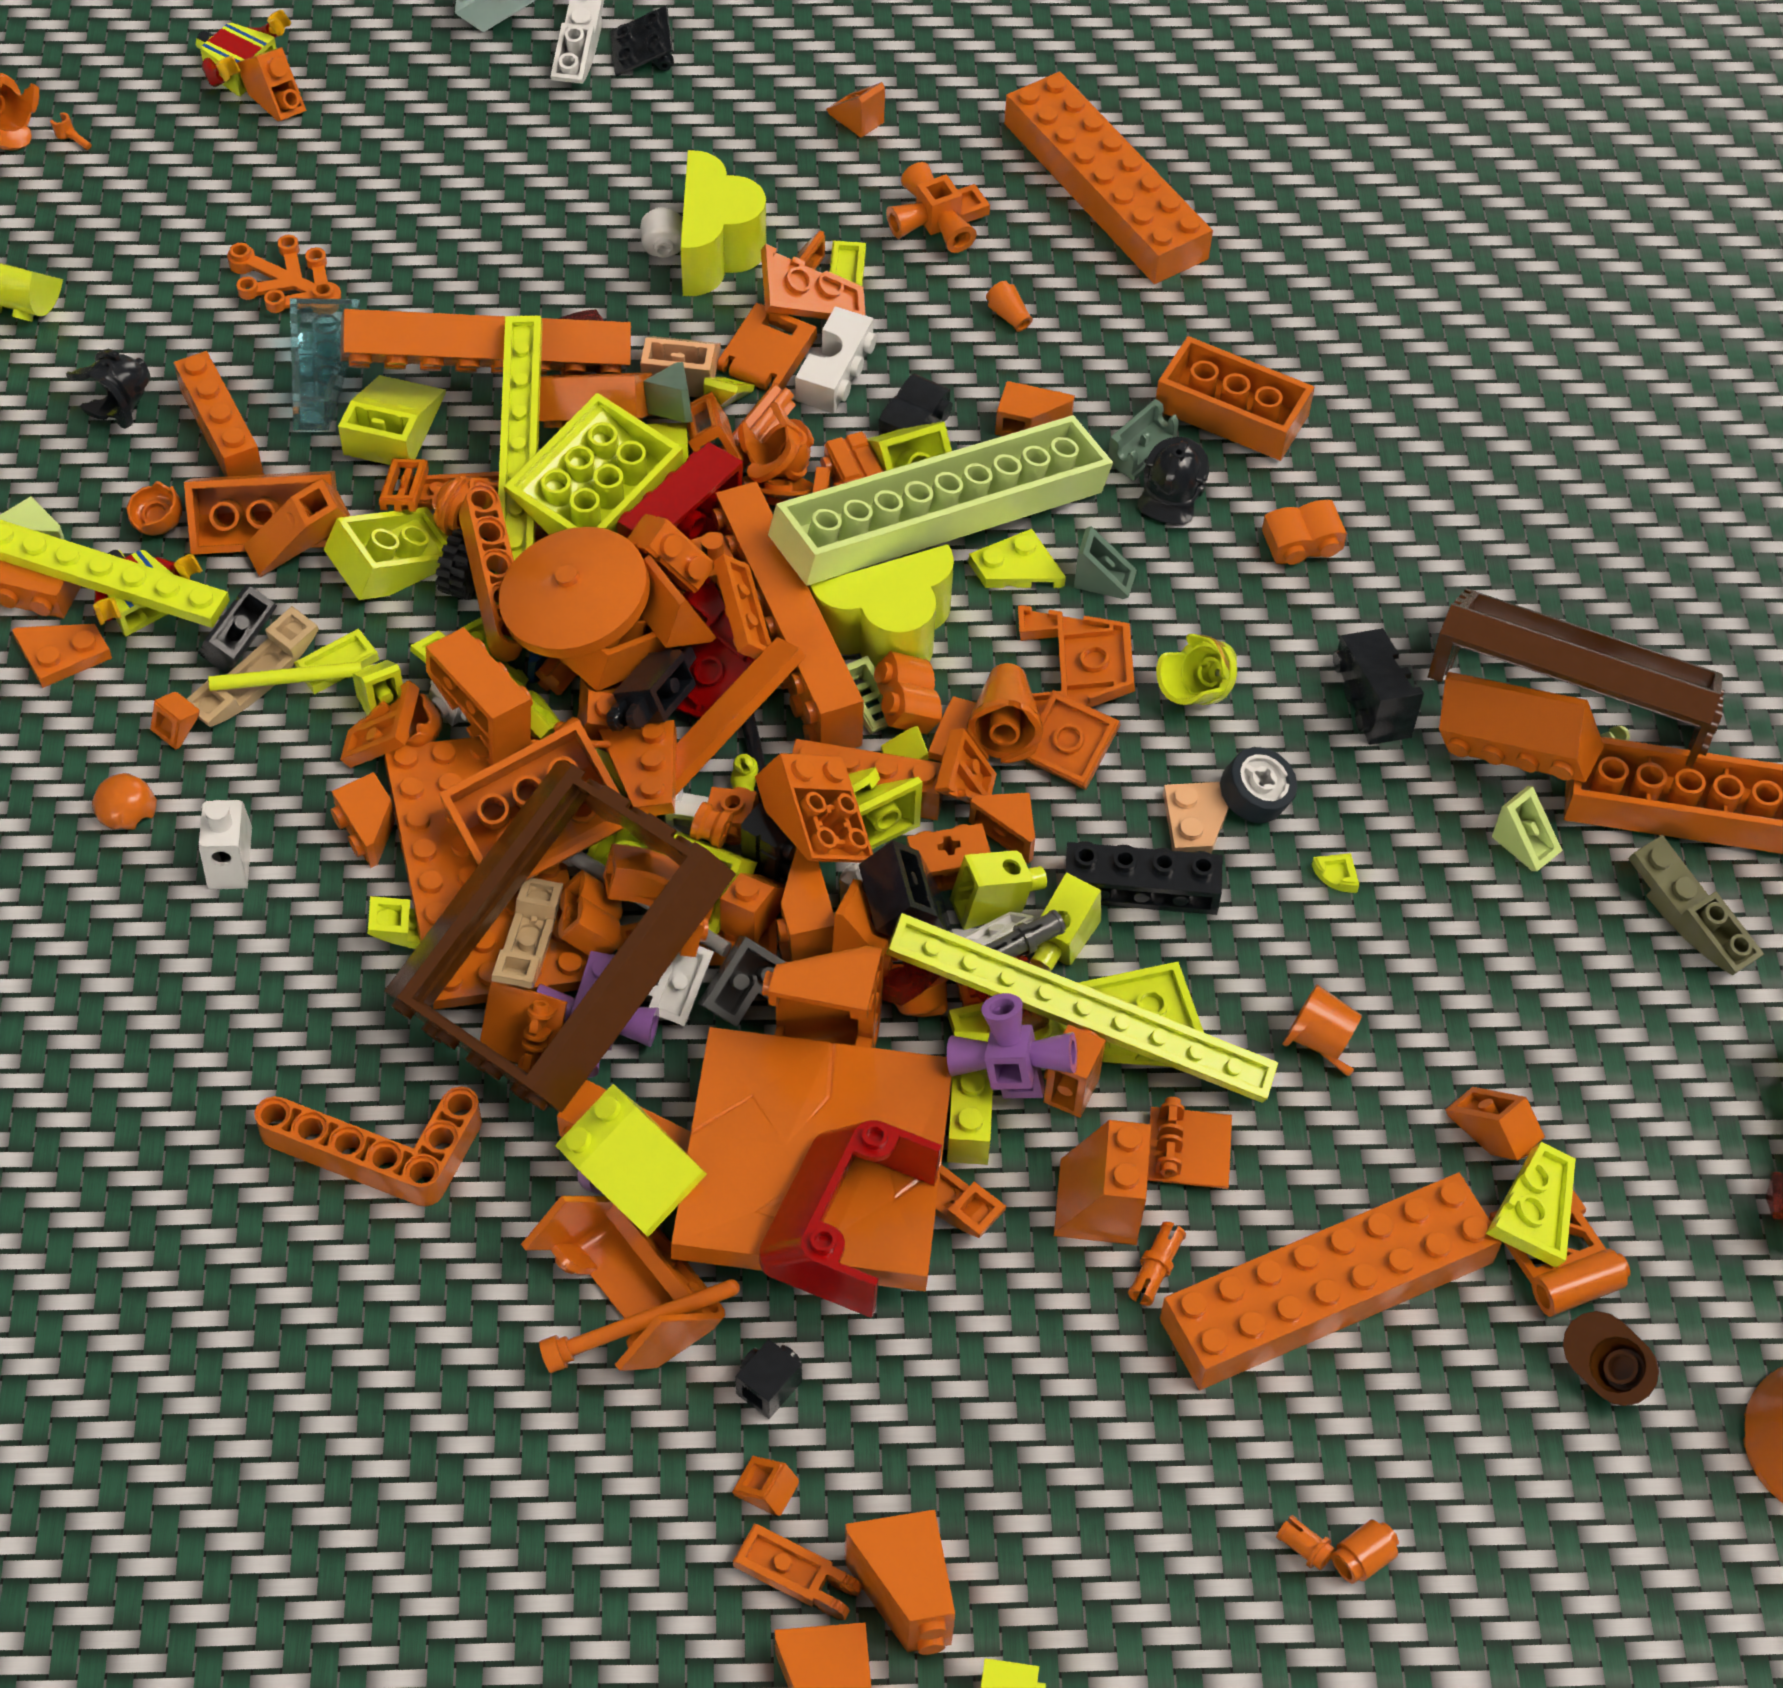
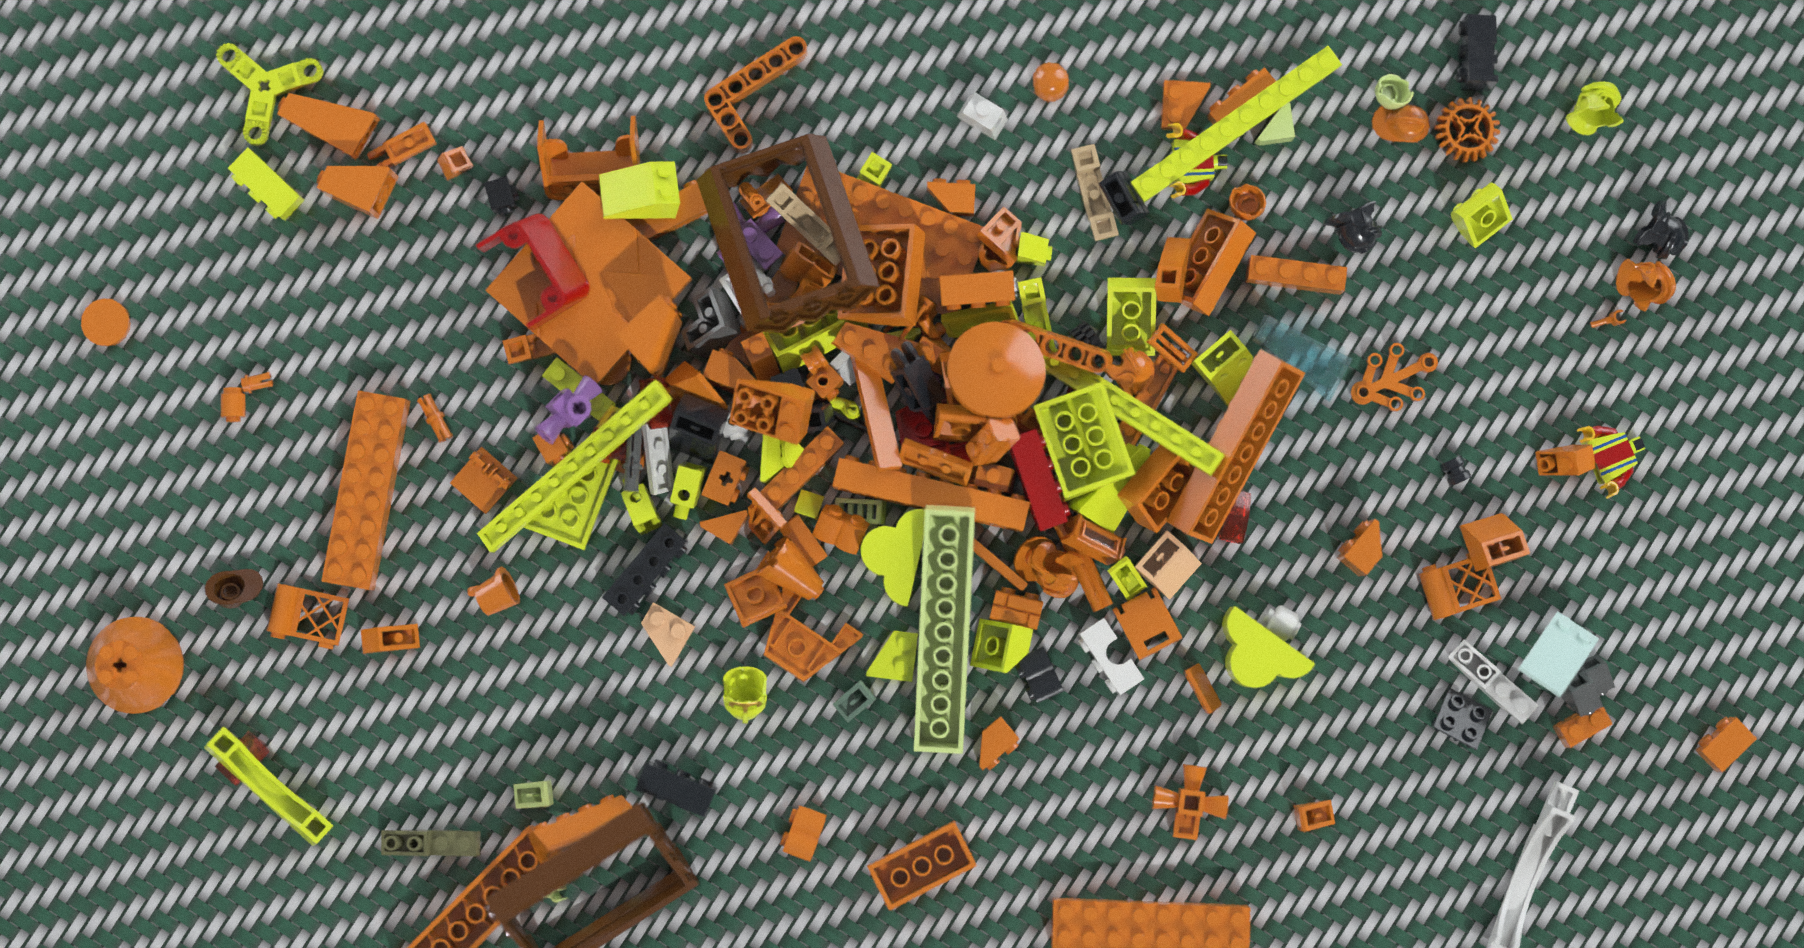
camera: 130 degrees right, 30 degrees up
(173, 718) = (1088, 135): orange slope -> none
(283, 676) = (1074, 206): neon yellow bar -> none
(347, 649) = (1076, 244): neon yellow tile -> none
(359, 169) = (1455, 471): none -> black wheel
(417, 94) = (1494, 541): none -> orange slope
(506, 123) = (1441, 593): none -> orange piece
(514, 193) = (1364, 549): none -> orange slope
(560, 1351) = (581, 108): orange piece -> none
(668, 394) = (1130, 531): sand green slope -> none
(805, 292) = (1168, 672): orange wing -> none
(848, 260) = (1183, 717): neon yellow tile -> none
(1007, 303) = (1086, 791): orange cone -> none
(1105, 1184) = (484, 415): orange slope -> none
(1138, 437) = (930, 792): sand green hinge -> none
(1173, 480) = (884, 772): black helmet -> none
(1242, 788) = (660, 661): black wheel -> none
(1337, 872) = (584, 678): neon yellow tile -> none
(1538, 1206) = (328, 616): neon yellow wing -> none

